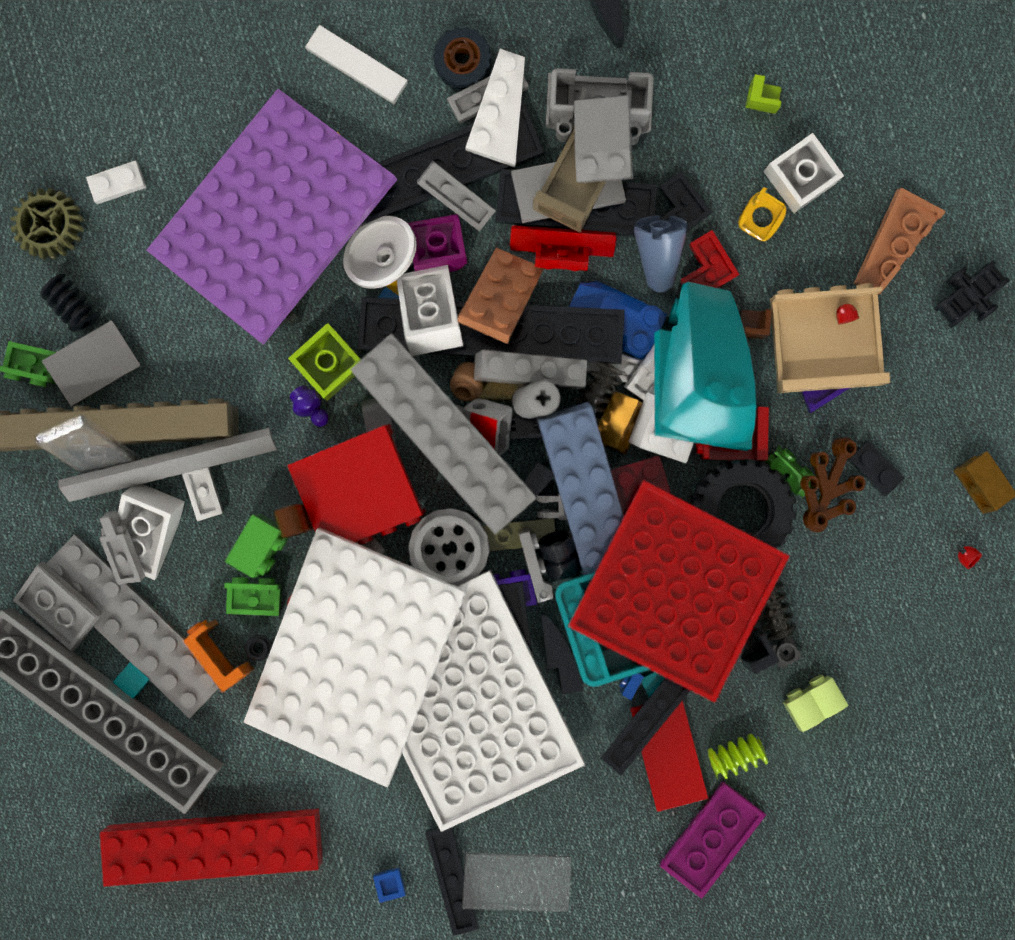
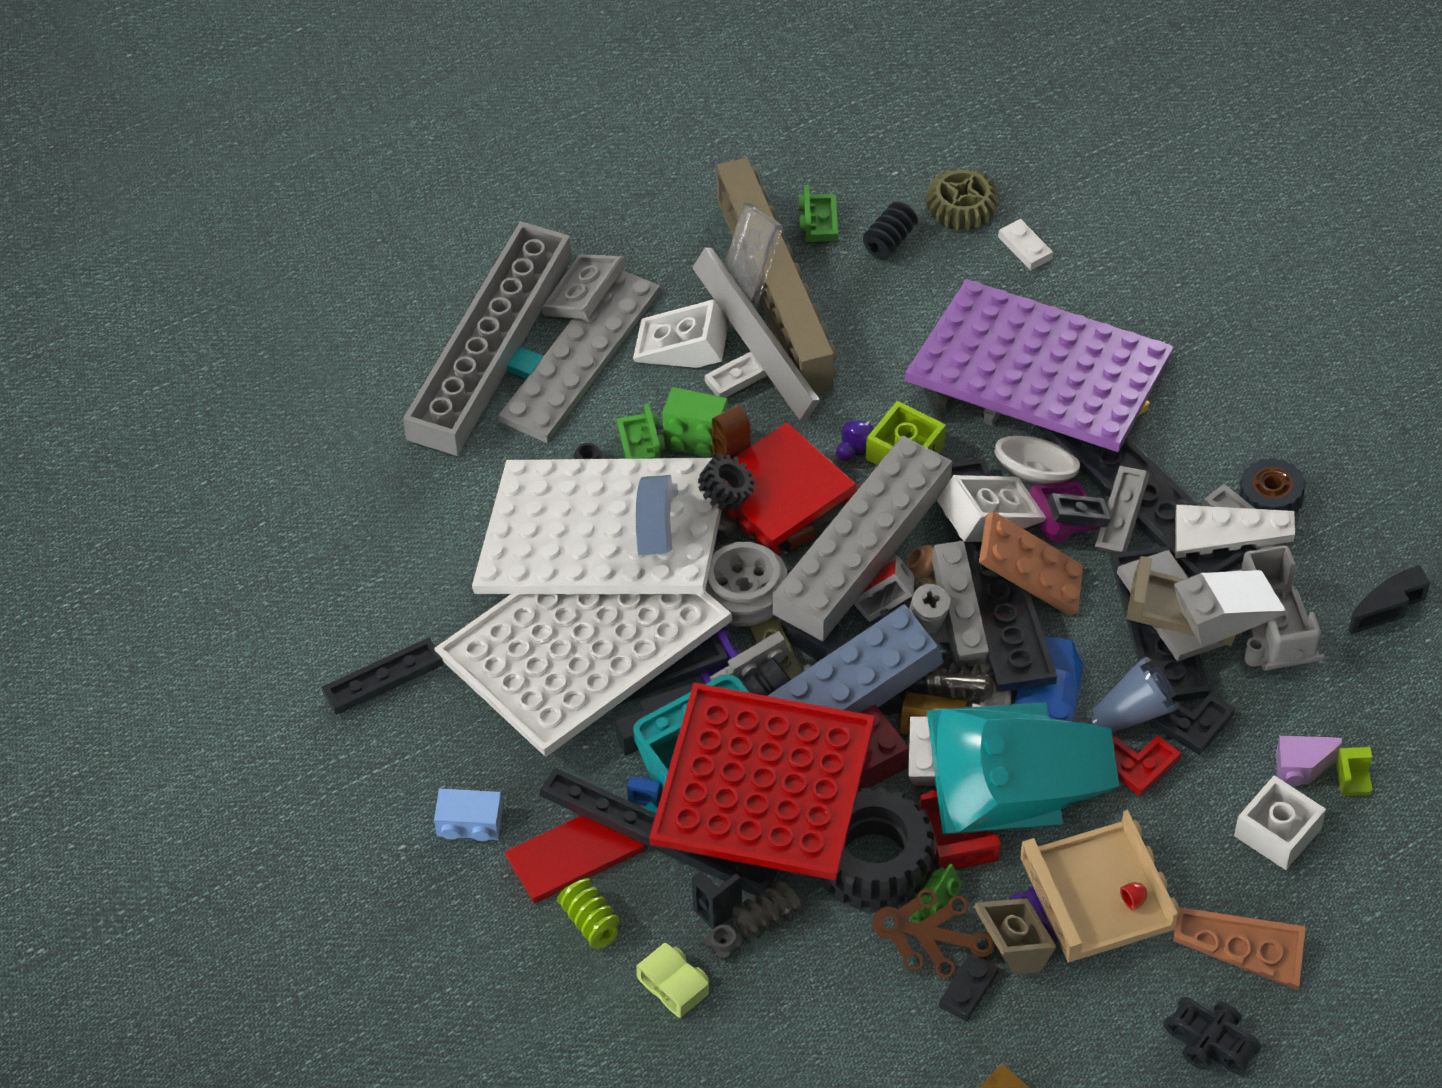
camera: 75 degrees right, 35 degrees down
(91, 363) = (836, 260): light grey tile -> none
(120, 550) = (657, 315): light grey hinge -> none
(211, 847) = (371, 461): red brick -> none
(212, 658) = (568, 410): orange panel -> none
(354, 556) = (732, 472): none -> black tyre
(356, 64) = (1227, 406): white tile -> none
(380, 619) = (653, 514): none -> sand blue arch
(389, 885) = (364, 621): blue plate -> none
(453, 234) = (1079, 510): none -> black plate
(516, 882) = (394, 734): clear tile -> none
(562, 247) = (1106, 621): red bracket -> none
(615, 836) = (468, 814): none -> light blue brick
(712, 839) = (485, 918): magenta tile -> none
(743, 131) = (1305, 758): none -> lavender slope
(756, 323) = (1089, 818): reddish brown panel -> none
(767, 201) = (1229, 790): yellow piece -> none
(856, 421) = (1017, 934): none -> dark tan slope

